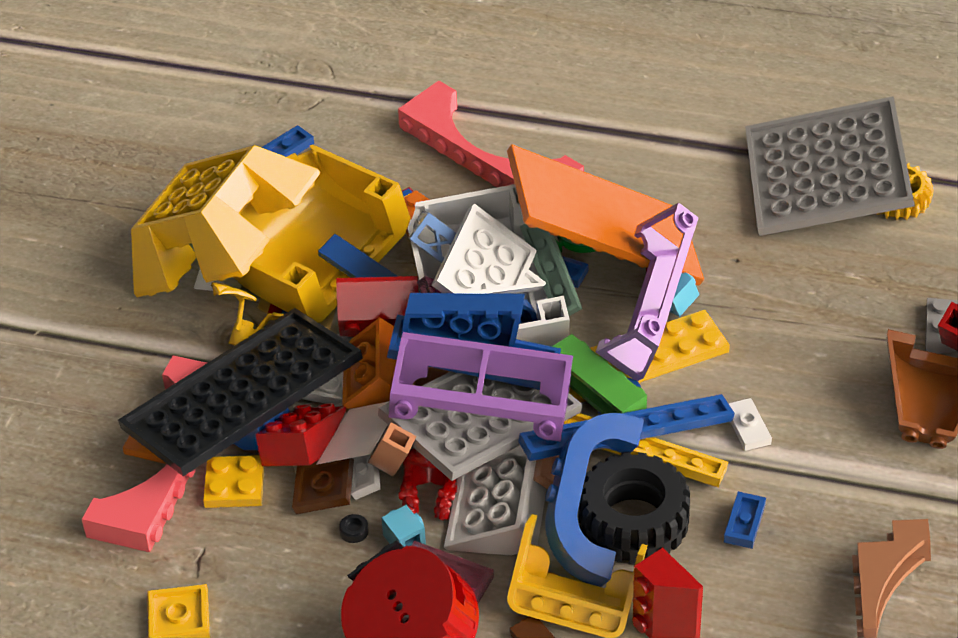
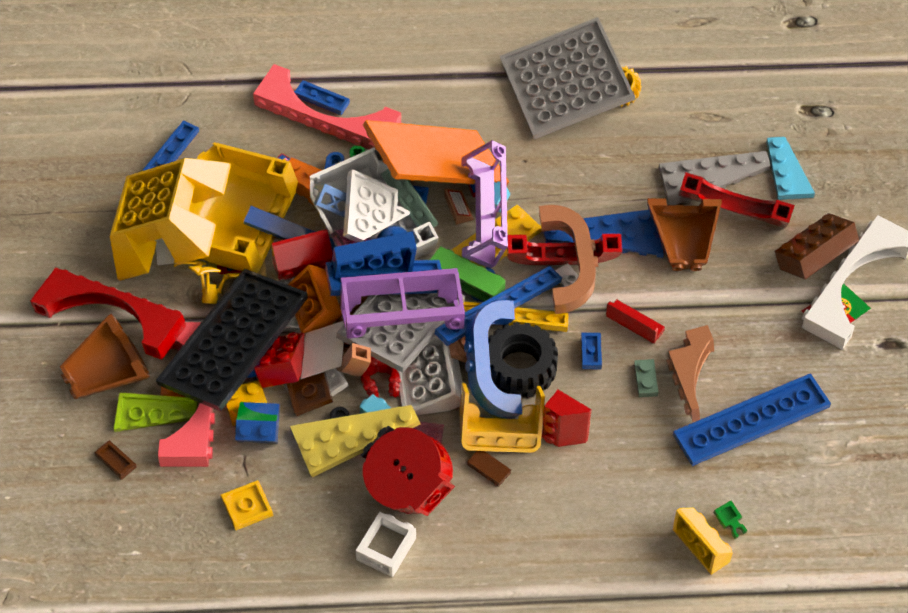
camera: 20 degrees left, 10 degrees up
(30, 514) = (115, 459): none -> reddish brown tile
(67, 384) = (103, 361): none -> dark orange cone
(101, 461) = (146, 410): none -> lime wing
(152, 350) = (67, 290): none -> red arch
(234, 508) = (257, 422): none -> blue slope
(324, 554) = (342, 438): none -> light yellow wing
(487, 131) = (322, 97): none -> blue plate
(622, 295) = (458, 206): none -> slope
(742, 382) = (529, 253): none -> red arch
(752, 433) = (566, 220): none -> nougat arch
(815, 575) = (646, 378): none -> sand green plate
(823, 494) = (634, 321): none -> red panel
(827, 373) = (635, 227): none -> blue wing

